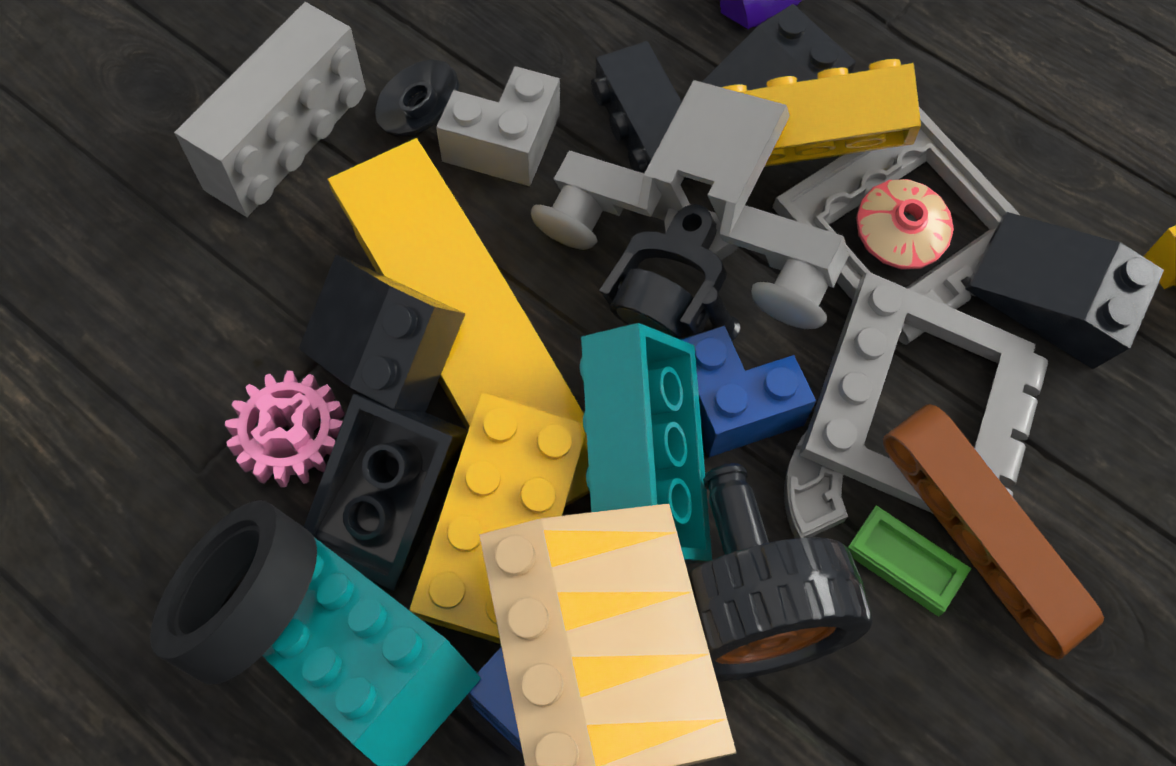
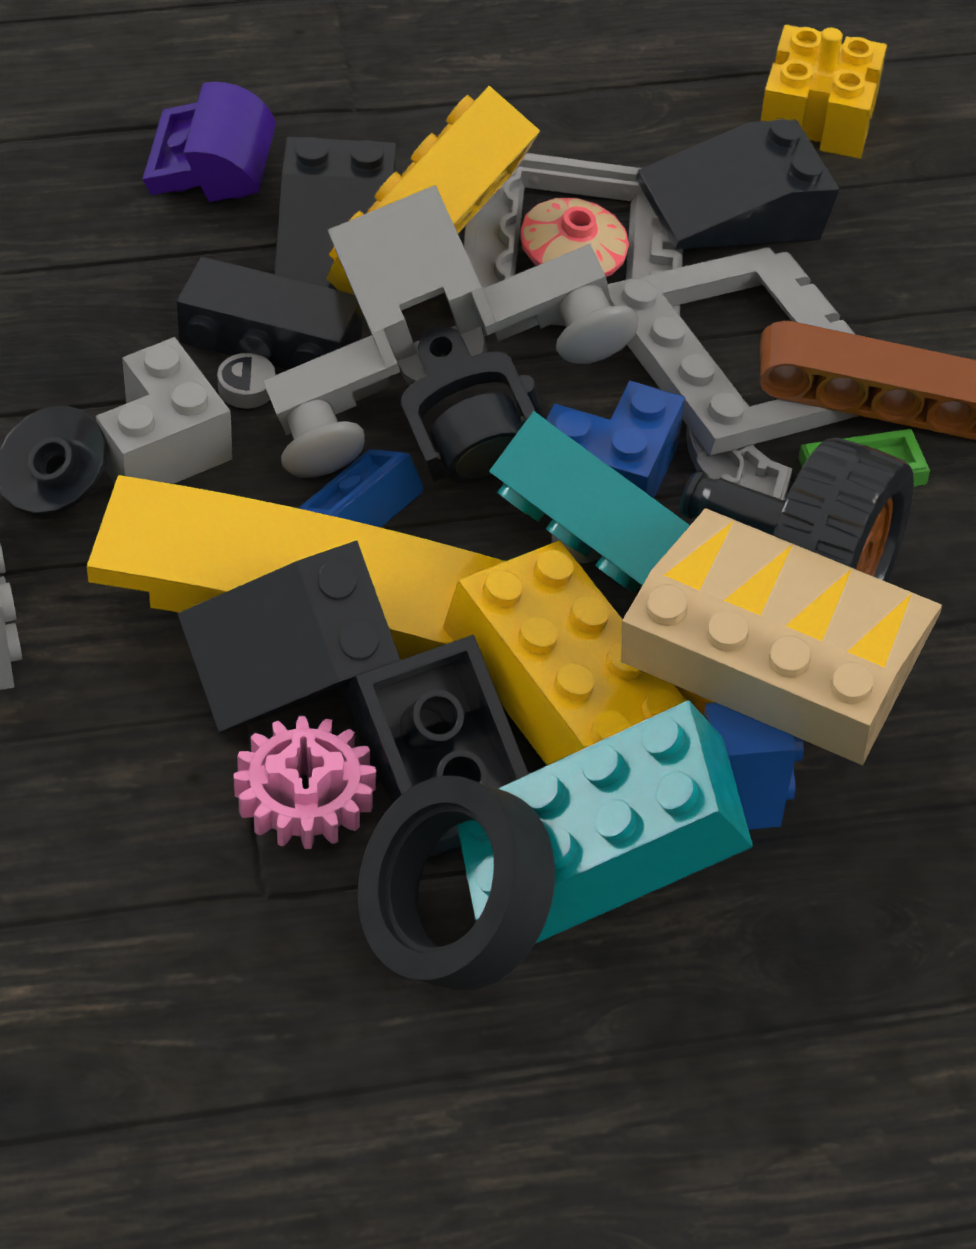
camera: 50 degrees left, 15 degrees down
(559, 278) = (369, 489): none -> blue slope
(595, 140) = (242, 380): none -> light grey tile

